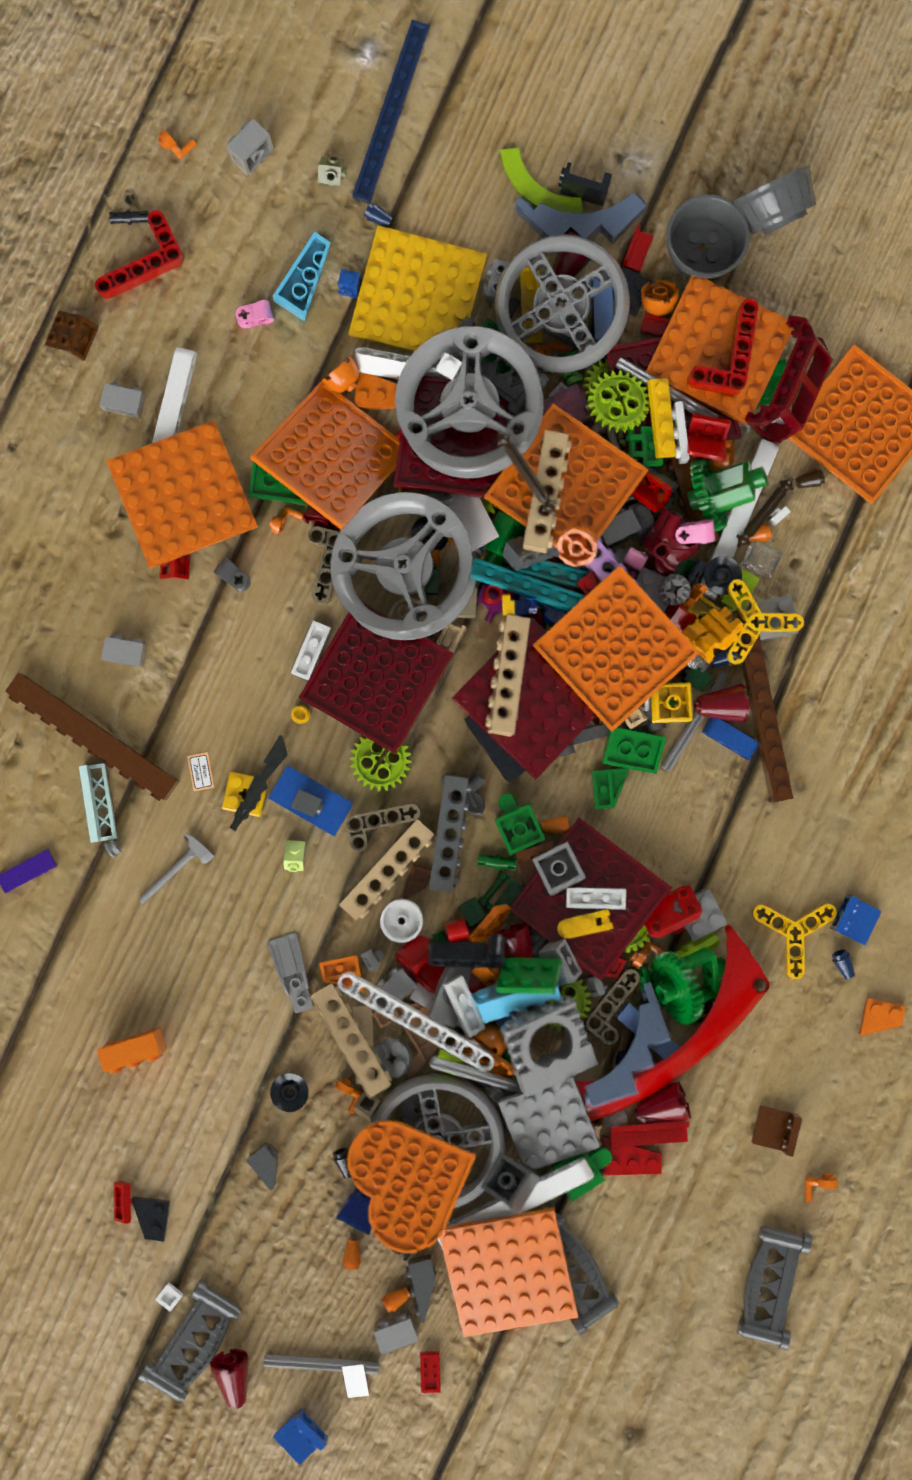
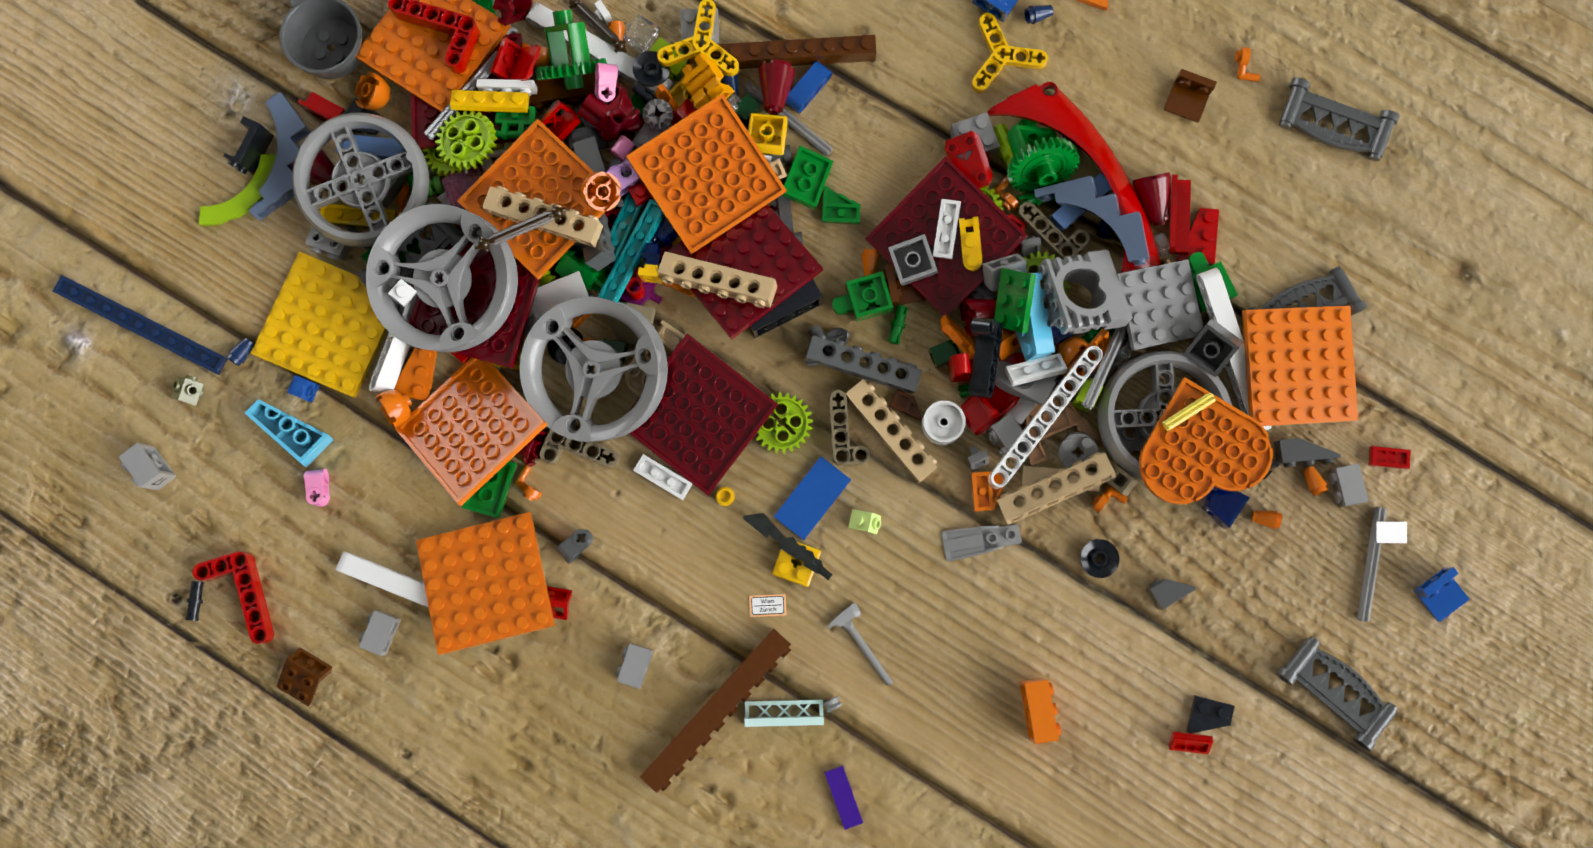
camera: 75 degrees left, 5 degrees down
(167, 141) = (126, 550): orange plate -> none
(169, 1297) = (1290, 707): white plate -> none
(231, 1376) = (1375, 654): dark red cone -> none
(307, 803) = (815, 498): dark grey slope -> none
(341, 1160) = (1173, 514): black cone -> none
(439, 1162) = (1188, 411): none -> light yellow axle
(507, 897) = (932, 318): dark green plate -> none
(654, 325) = (398, 102): red plate -> none

